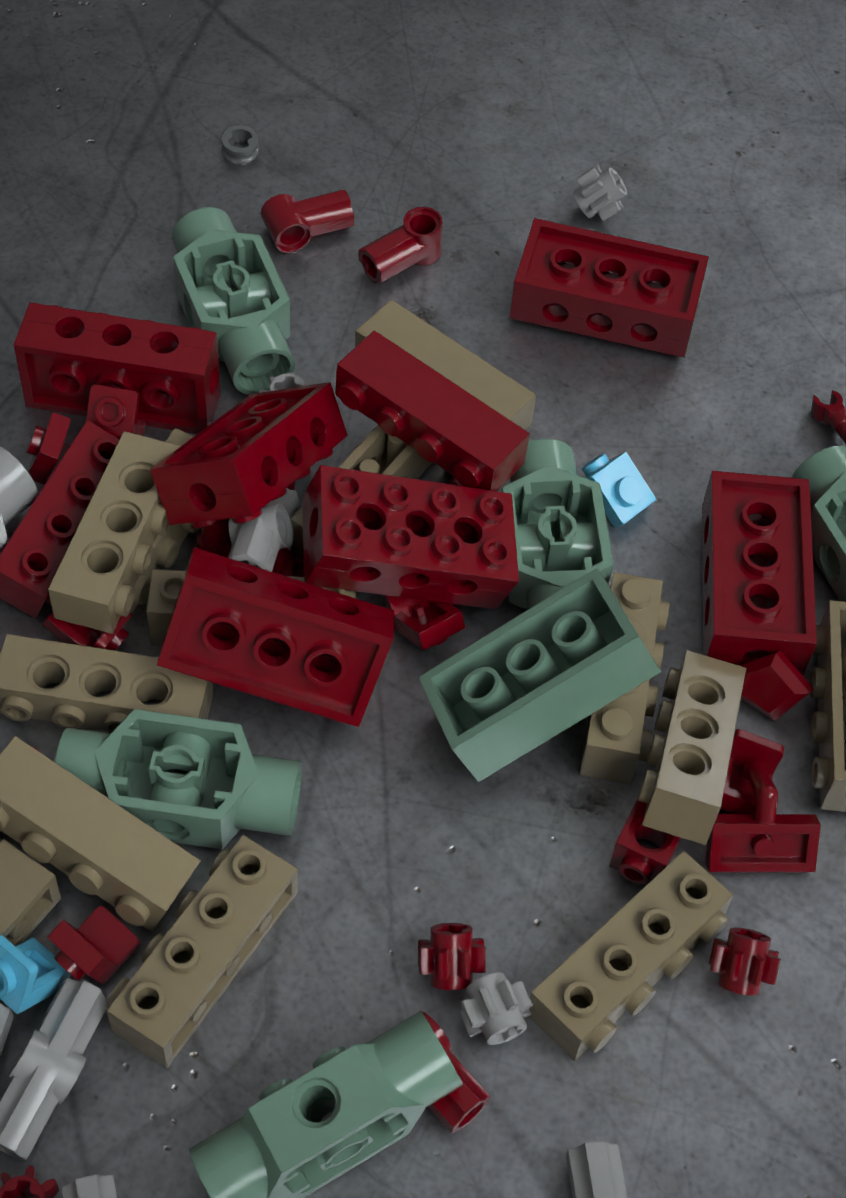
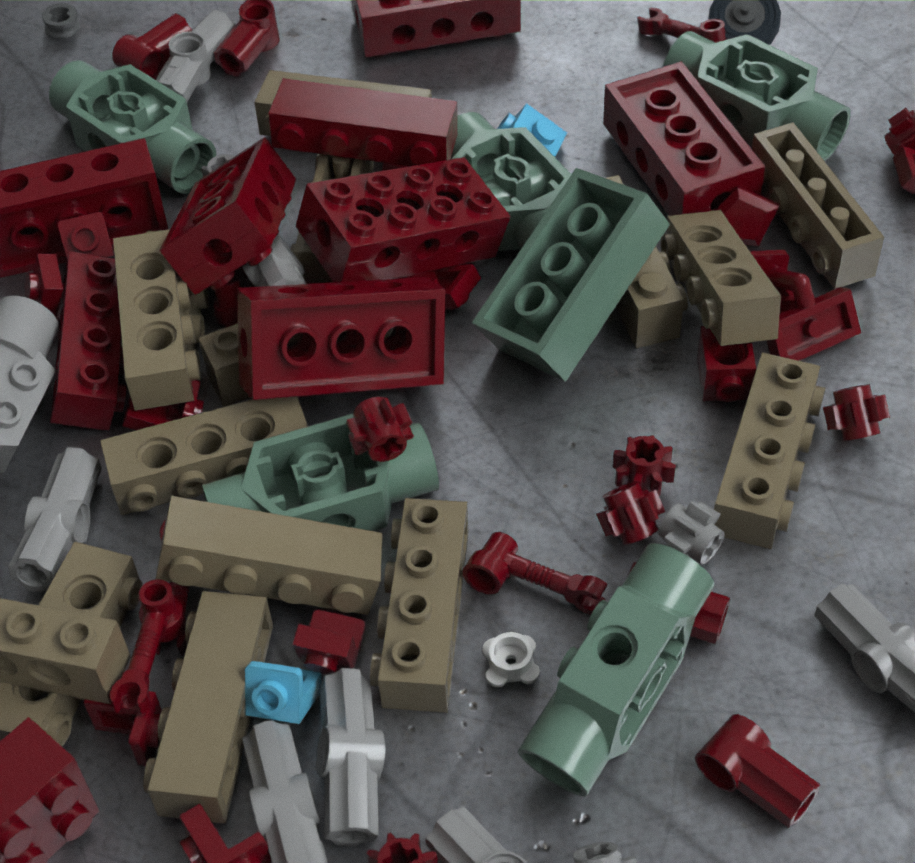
camera: 20 degrees left, 5 degrees down
(245, 759) = (380, 429): none -> dark red gear
(246, 1032) = (509, 646): none -> white plate
(300, 941) = (498, 561): none -> dark red brick
(333, 247) = (193, 53): none -> light grey piece
(499, 896) = (644, 462): none -> dark red gear

